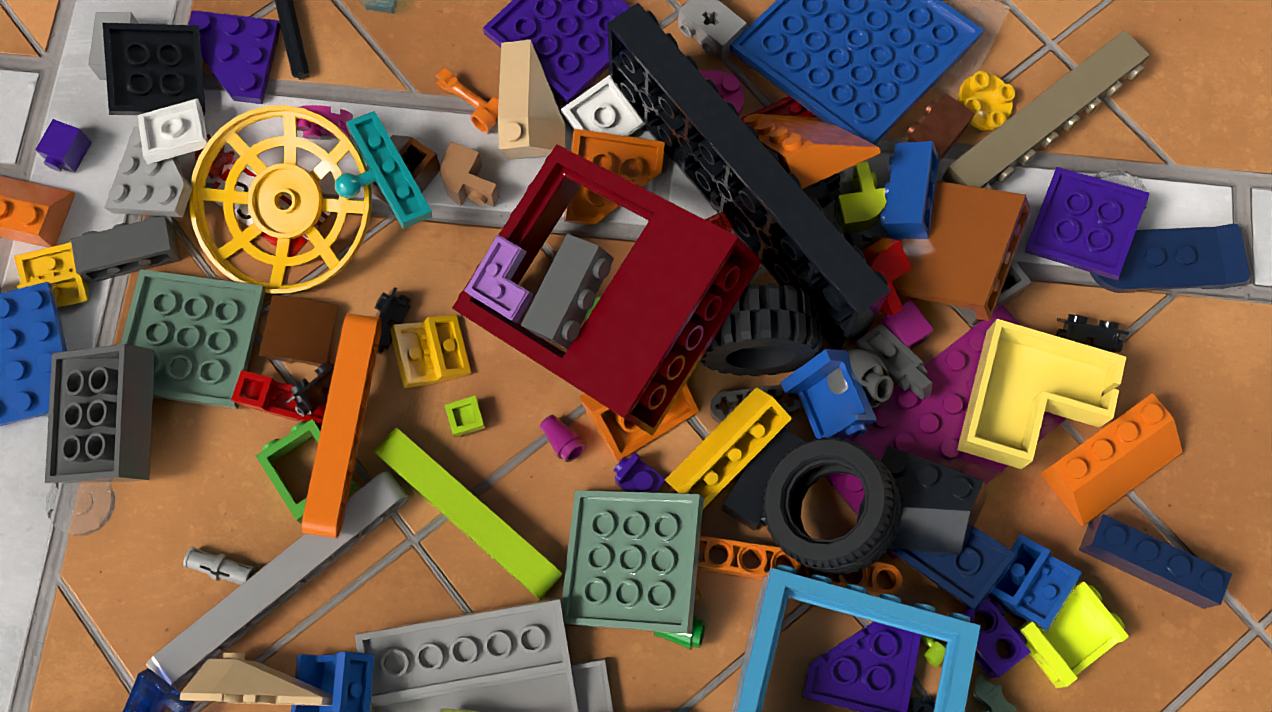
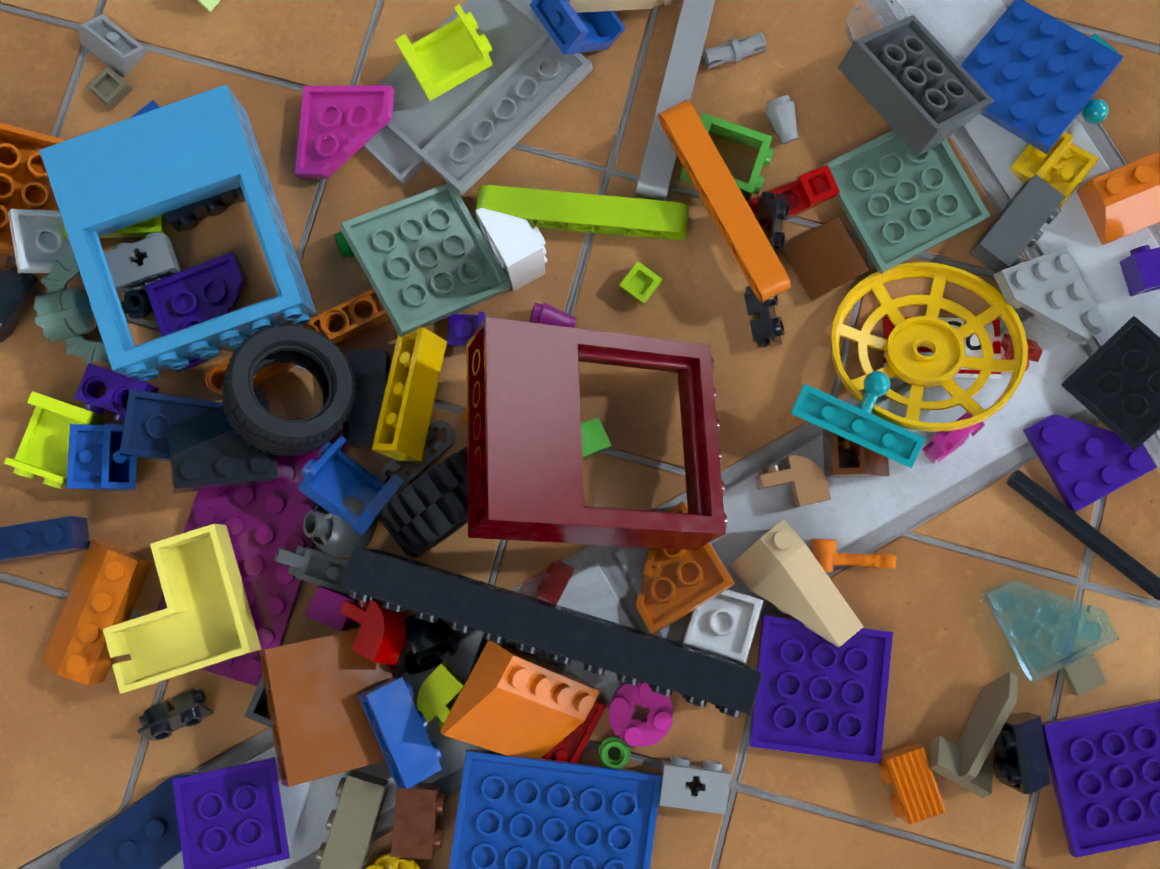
camera: 145 degrees right, 10 degrees up
(172, 131) = (1067, 339): white plate -> none
(231, 473) = (783, 118): none -> light grey cone
(430, 351) = (709, 315): yellow slope -> none
(493, 281) = (687, 378): medium lavender tile -> none
(550, 502) = (514, 245): none -> white slope
(568, 291) = (610, 397): dark grey brick -> none
(754, 77) = (623, 758): none -> bright green plate

